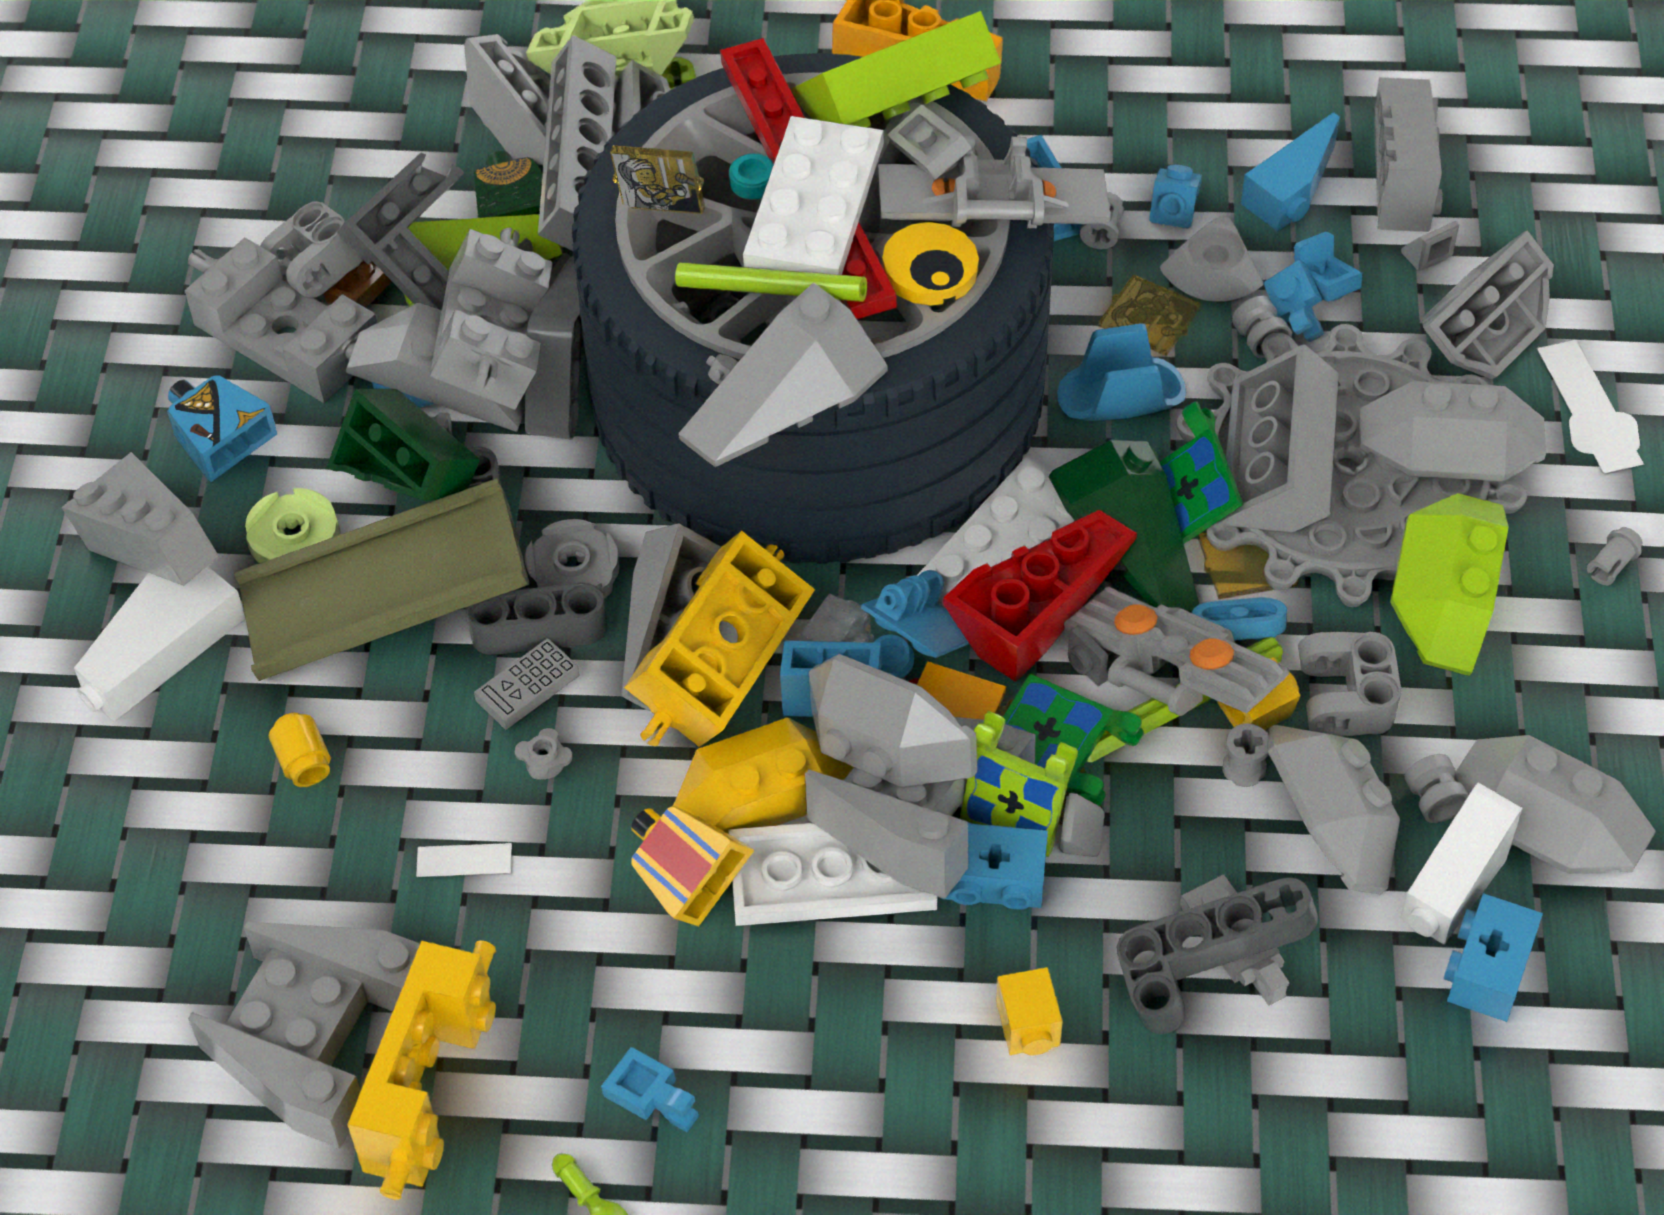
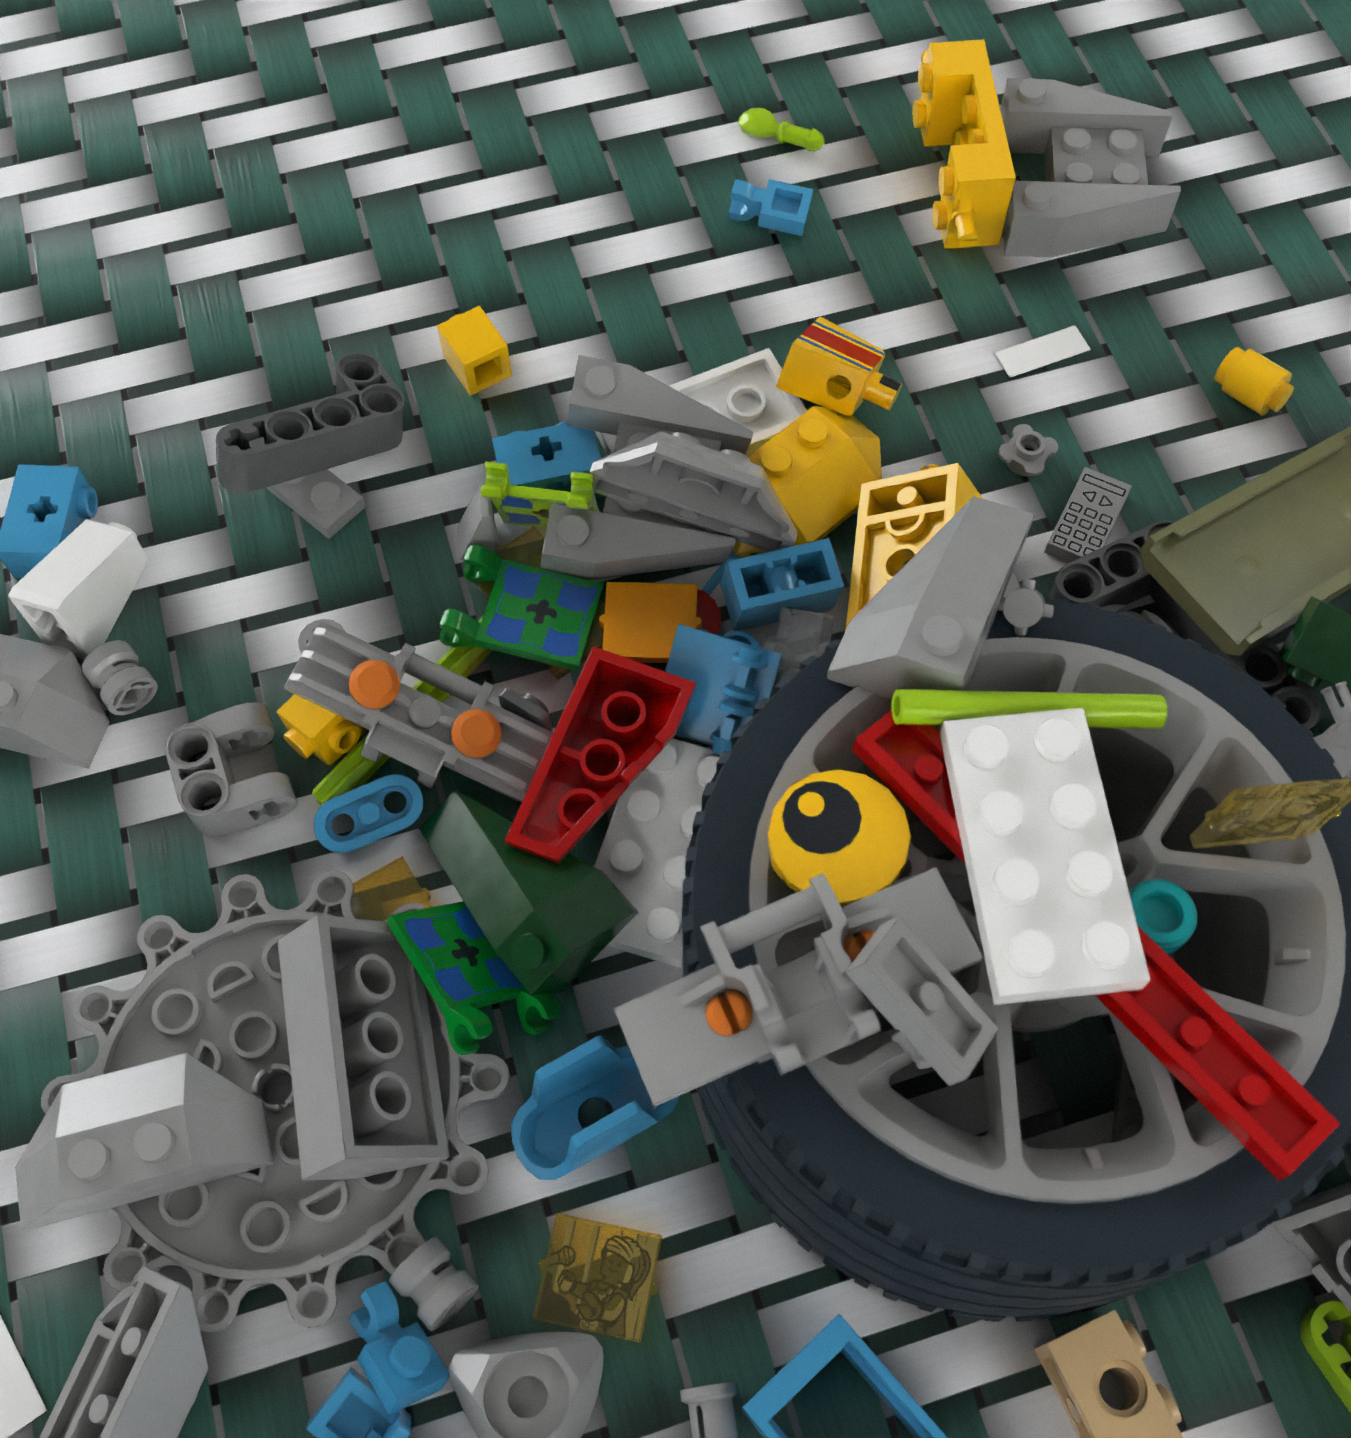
camera: 160 degrees right, 10 degrees up
(901, 73) = (1046, 1187): lime slope -> none
(1339, 802) = (230, 619): light grey wedge -> none
(1450, 578) = (116, 940): lime wedge -> none

